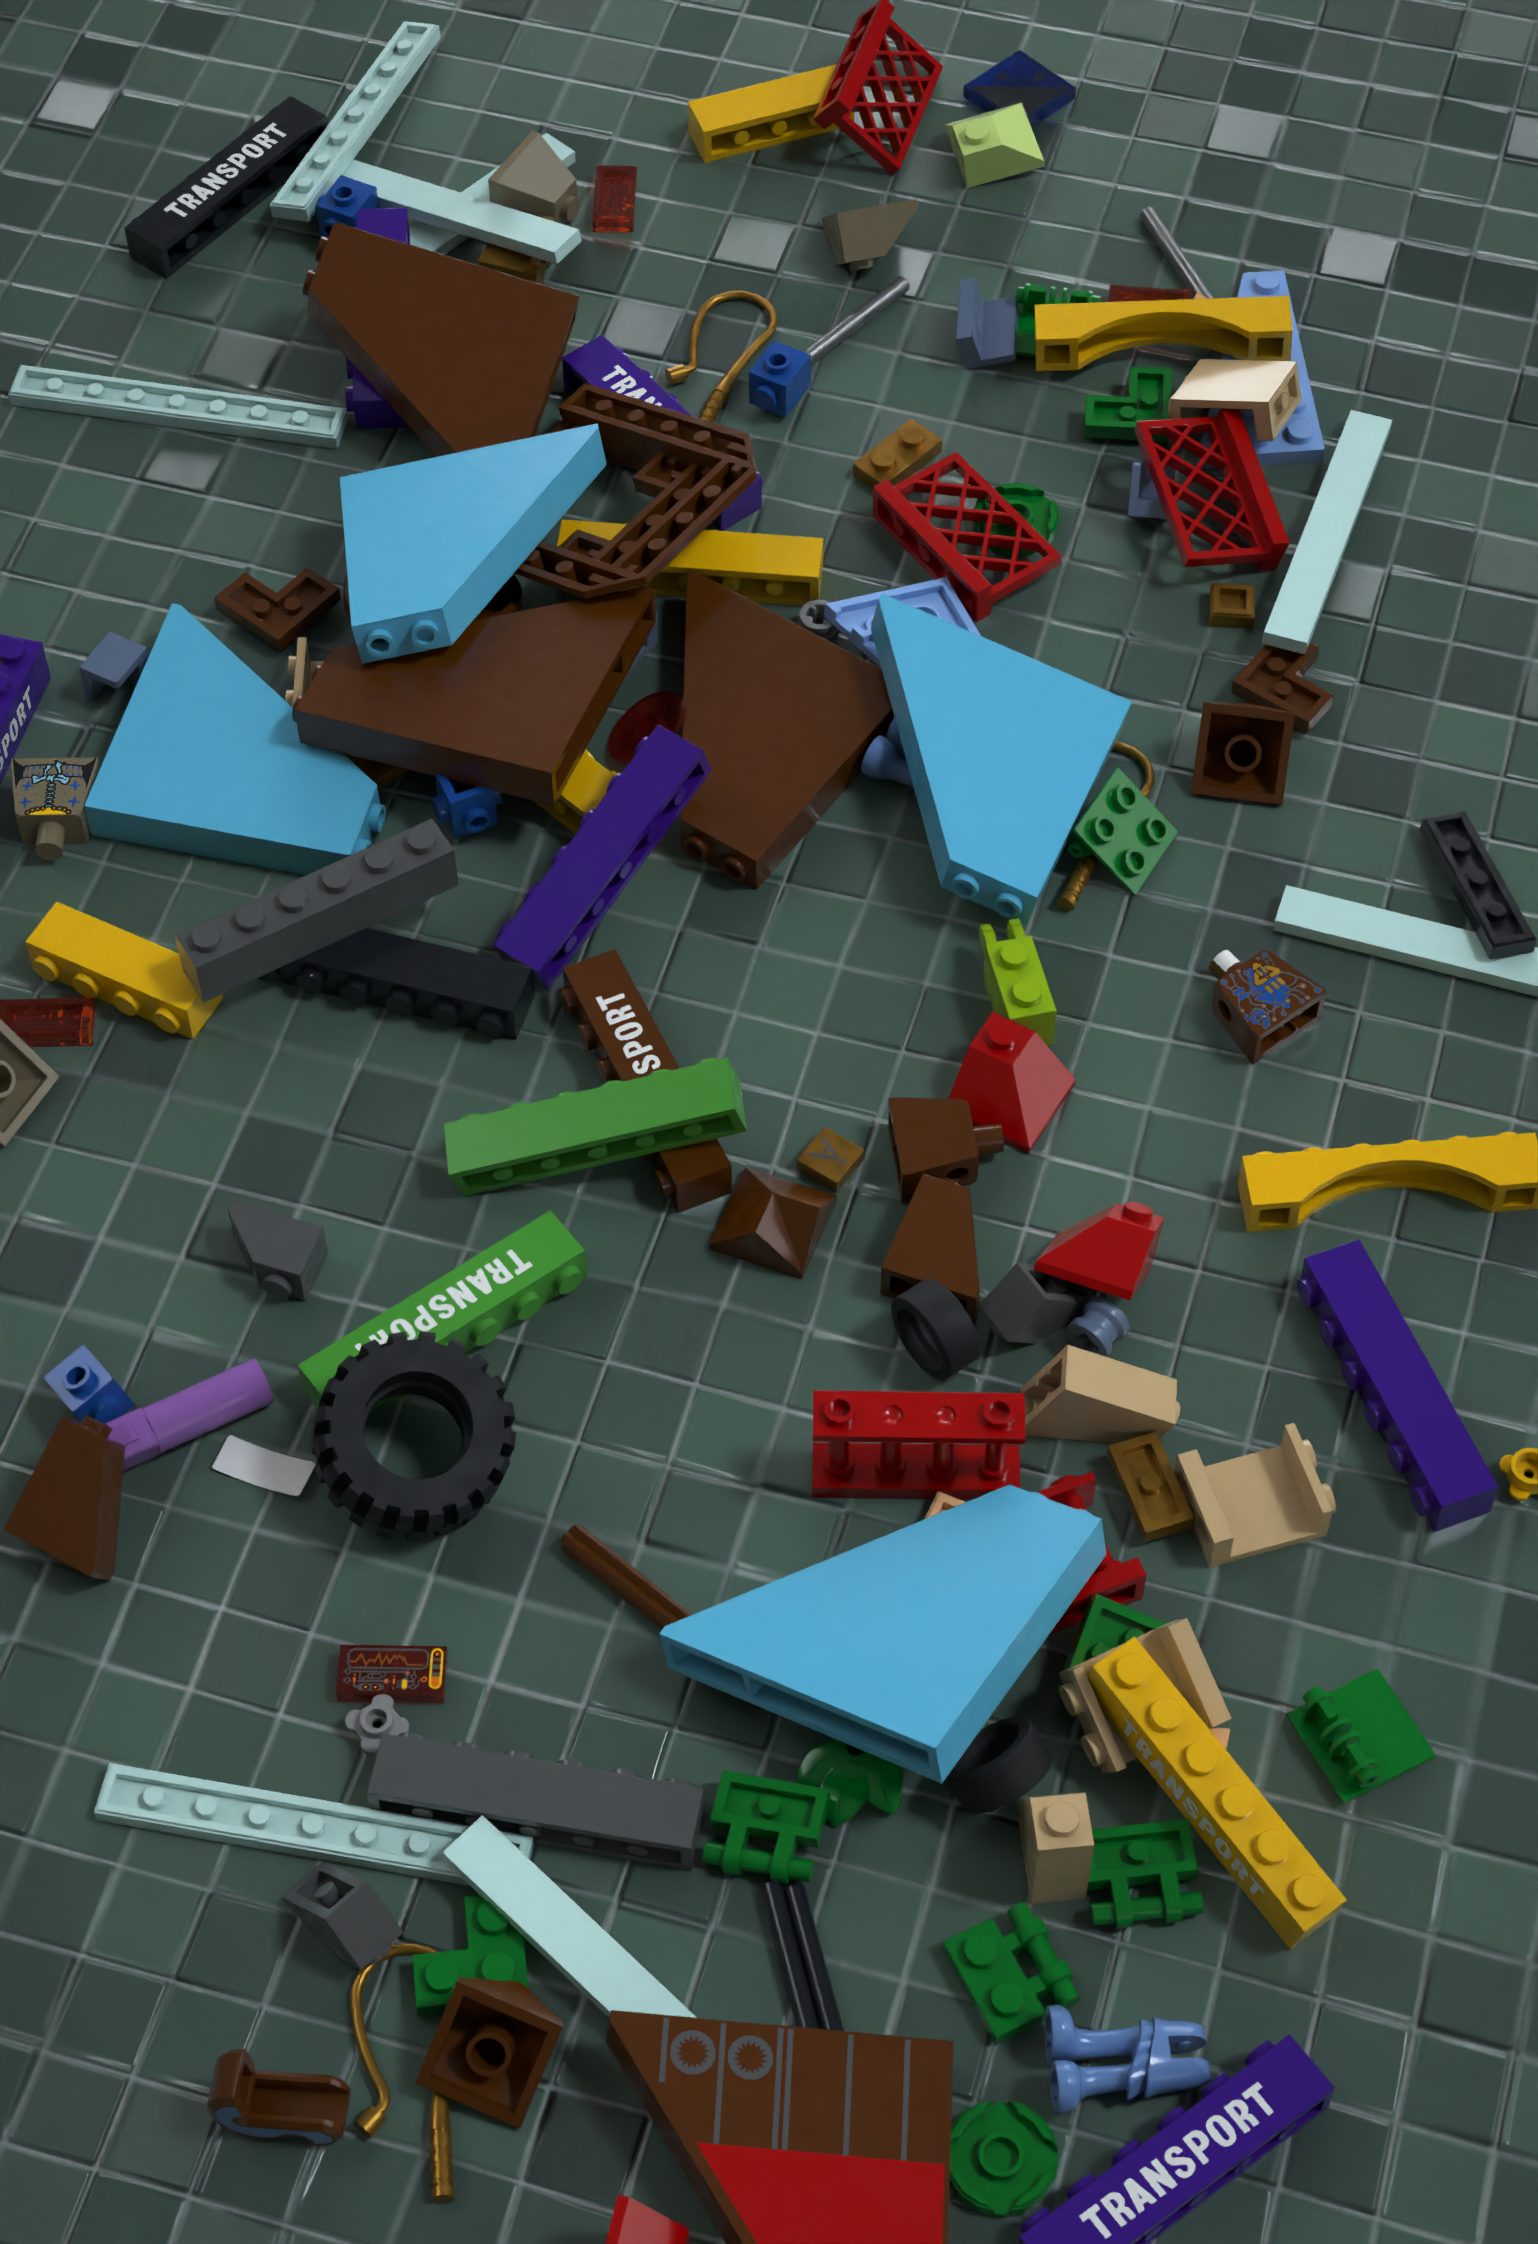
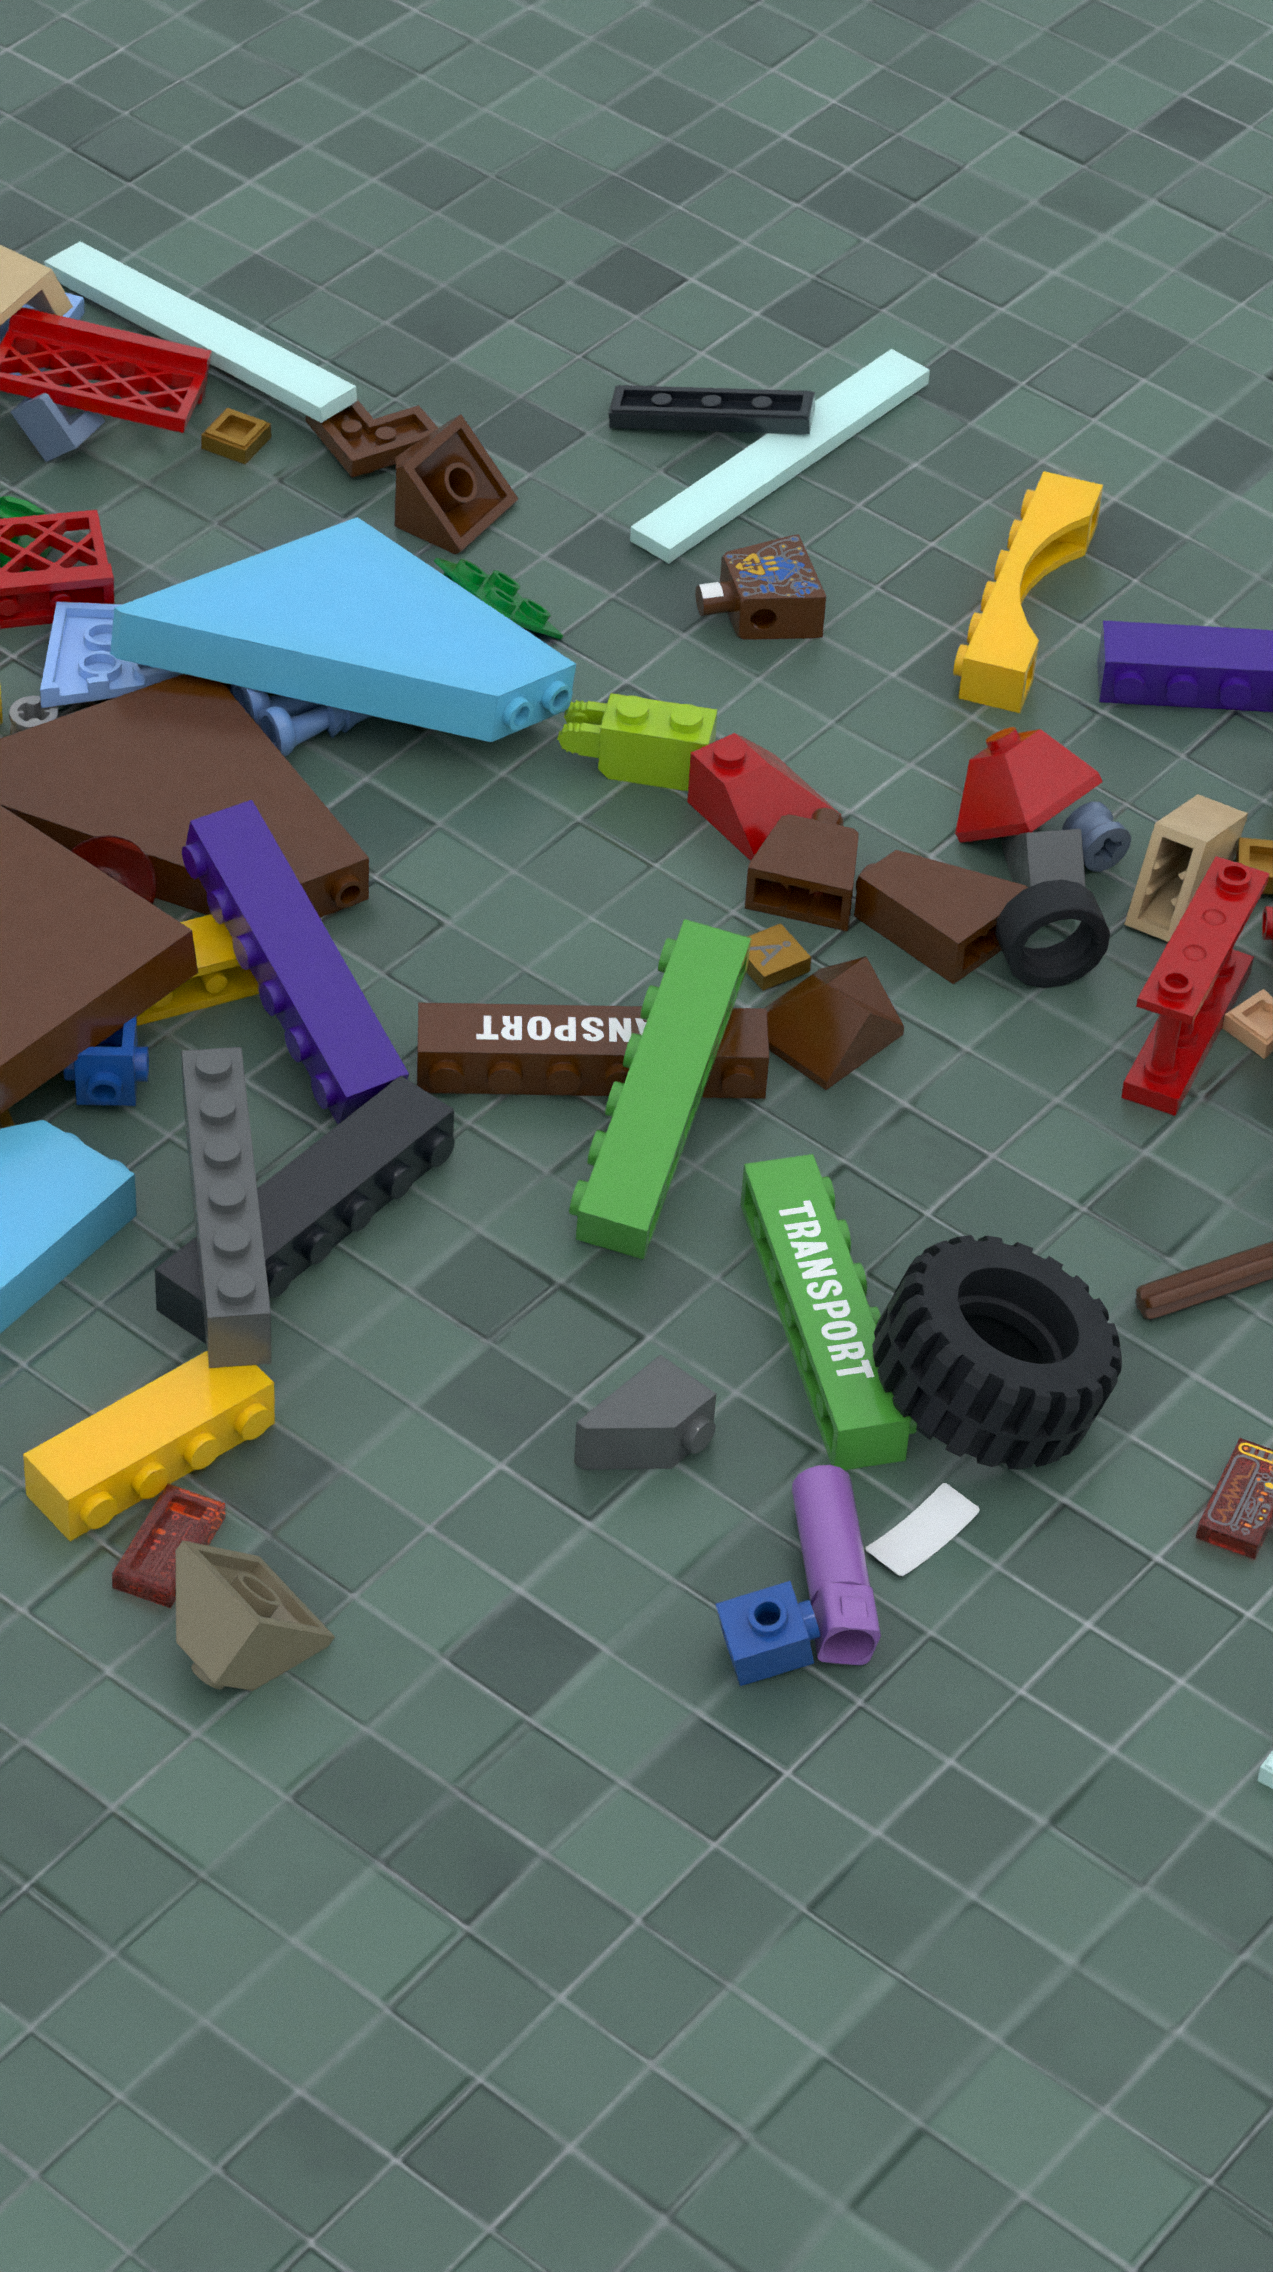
camera: 70 degrees left, 10 degrees down
(75, 1498) = (916, 1678): reddish brown slope -> none

